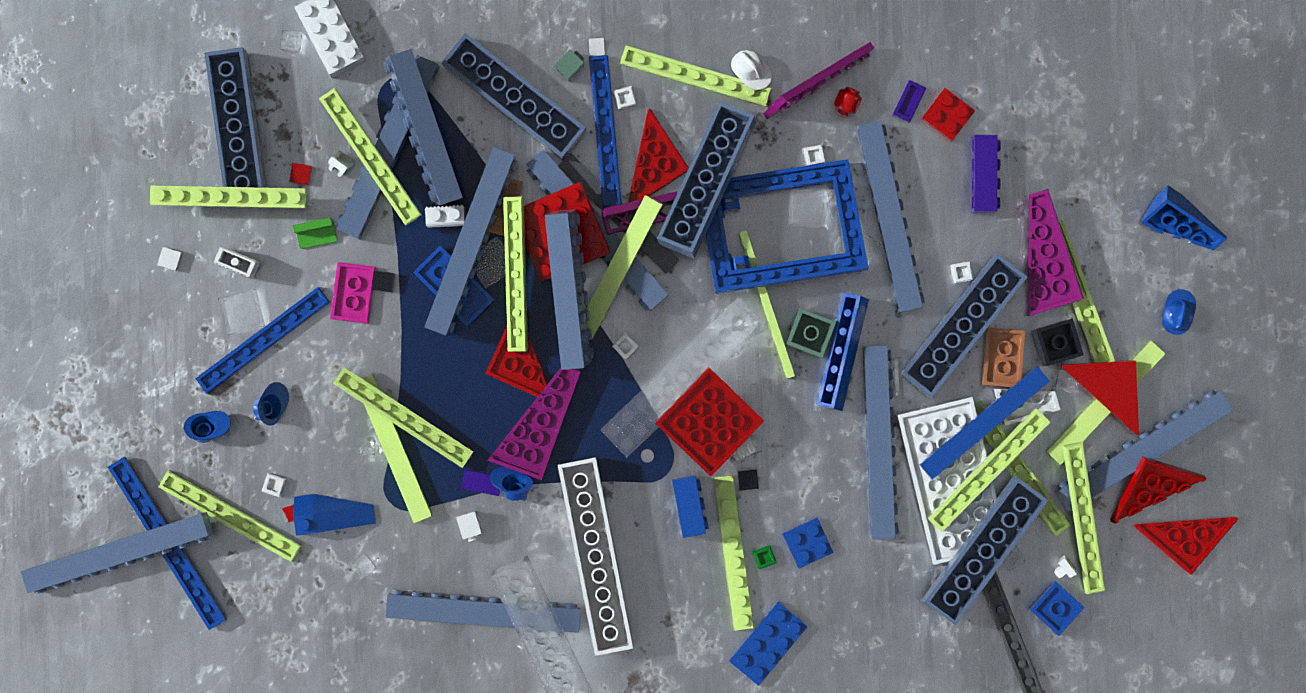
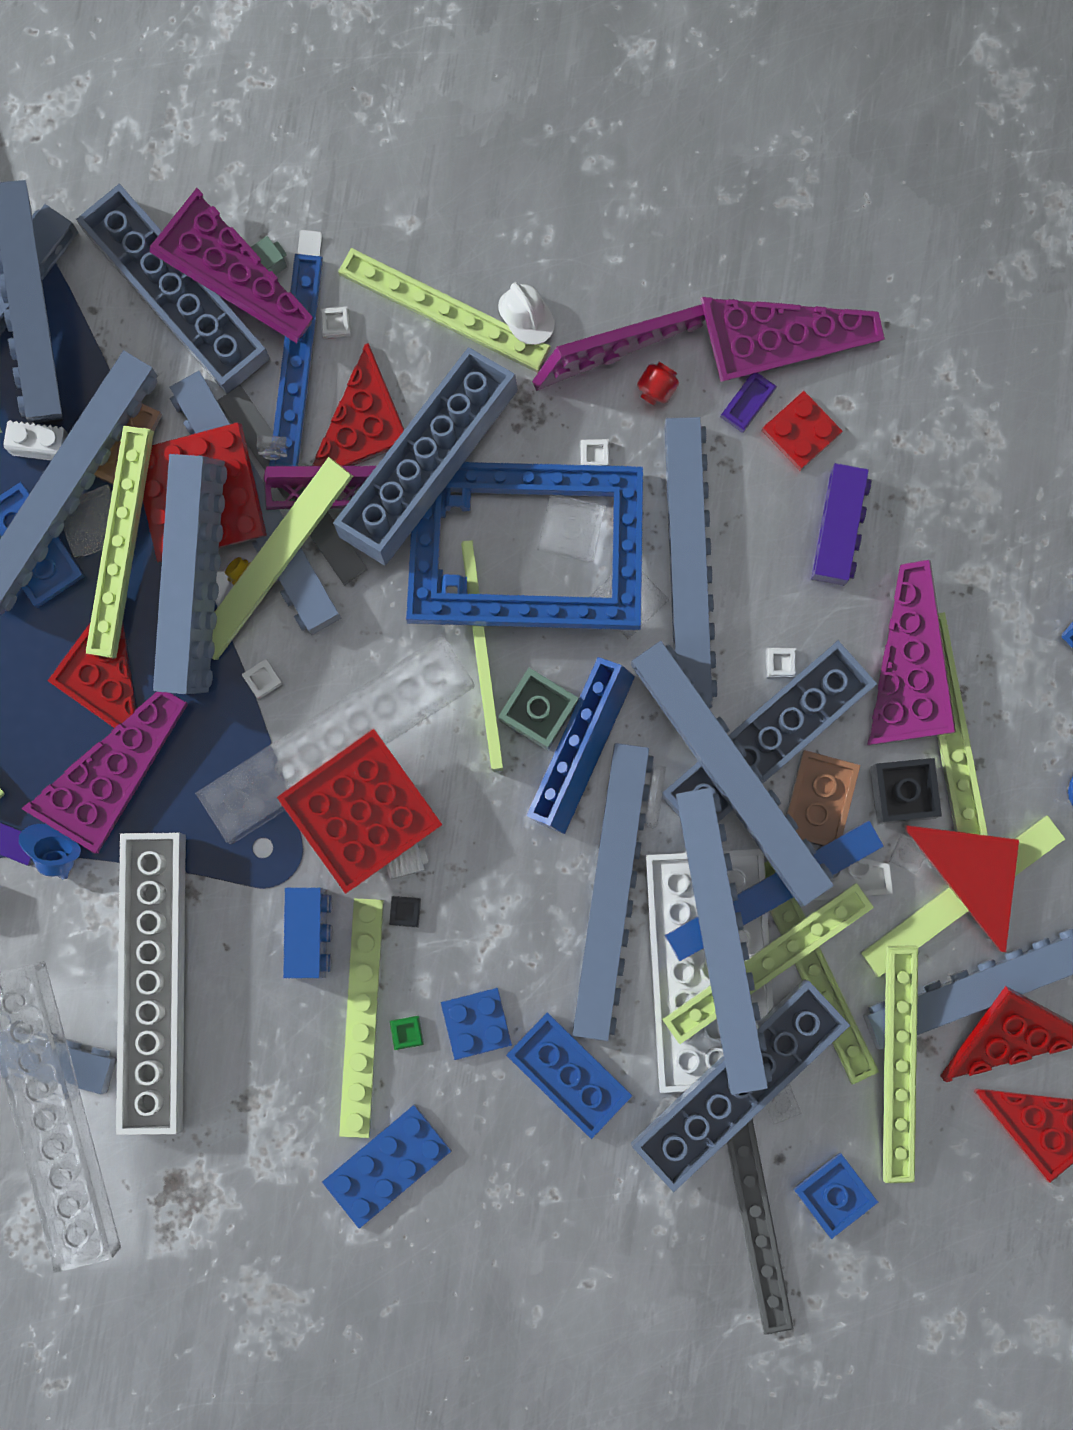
camera: 15 degrees right, 5 degrees down
(545, 74) = (222, 261): none -> magenta wing
(594, 277) = (236, 569): none -> yellow plate
(603, 193) = (272, 446): none -> clear plate
(873, 564) = (569, 1075): none -> blue plate
(917, 55) = (771, 335): none -> magenta wing
(944, 353) = (731, 773): none -> sand blue brick
(958, 462) = (722, 942): none -> sand blue brick
(1065, 567) = (859, 1135): white tile -> none

